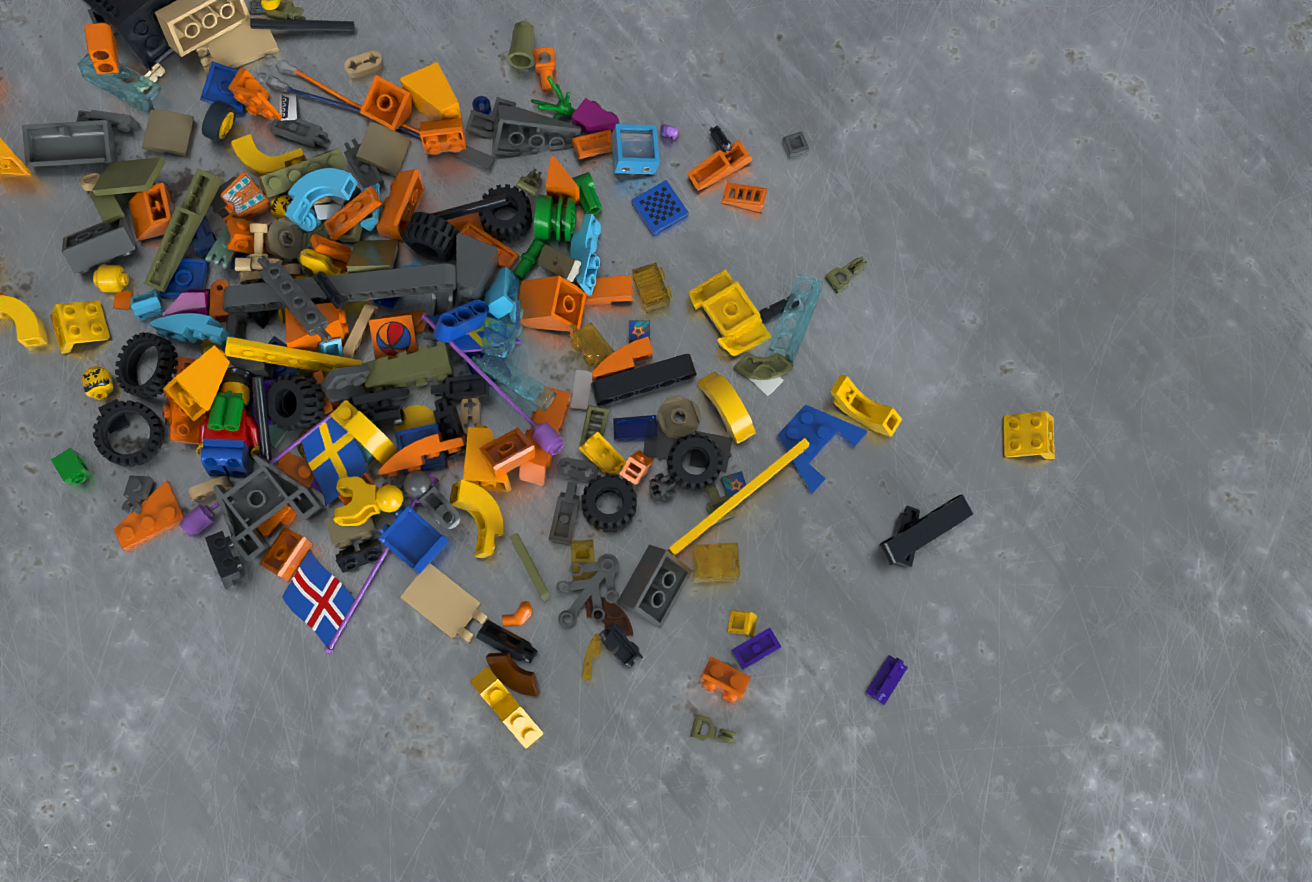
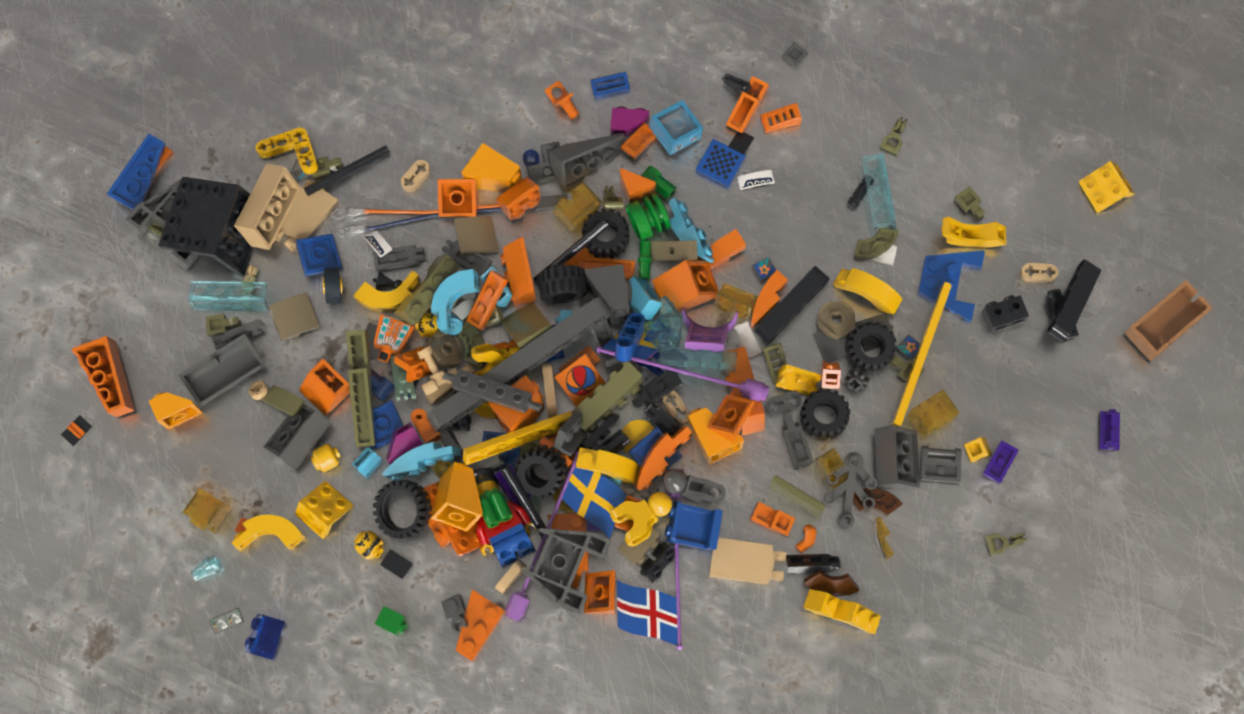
camera: 20 degrees left, 0 degrees up
(96, 101) = (218, 324): none -> olive plate
(102, 48) = (206, 277): orange piece -> none
(110, 415) = (406, 550): black tyre -> none
(122, 300) = (343, 470): orange sticker -> none
(128, 176) = (289, 368): olive tile -> none
(225, 563) = (559, 622): black plate -> none
(252, 95) = (346, 250): orange bracket -> none
(270, 144) = (383, 282): none -> black piece
(329, 289) = (516, 369): black axle -> none
(331, 248) = (489, 336): orange tile -> none
(331, 347) = (536, 416): medium azure slope -> none
(484, 511) = (735, 474): yellow arch -> none
(488, 174) = (576, 211): none -> clear yellow piece
(496, 576) = (772, 519): none -> orange slope
(522, 46) = (534, 92): olive plant -> none
(537, 363) = (705, 337): none -> medium lavender piece
(563, 106) = (596, 124): green plant -> none
(599, 81) = (610, 85): none -> blue tile
(613, 637) = (892, 513): black hinge -> none
(635, 427) = (807, 345): clear blue tile -> none
(651, 287) = (754, 229): clear yellow brick -> none
(669, 131) = (691, 98): medium lavender piece -> none
(685, 241) = (755, 179): none -> white sticker
(691, 198) = (741, 142): none -> black piece
(691, 623) = (940, 470): none -> dark grey plate
(724, 679) = (991, 499): orange bracket -> none
(731, 313) = (826, 216): yellow piece -> none
(850, 503) = (1005, 313): none -> black brick
(881, 375) = (969, 201): none -> olive plate
(906, 487) = (1040, 268): none -> tan beam
(1011, 602) = (1168, 320): none -> medium nougat piece

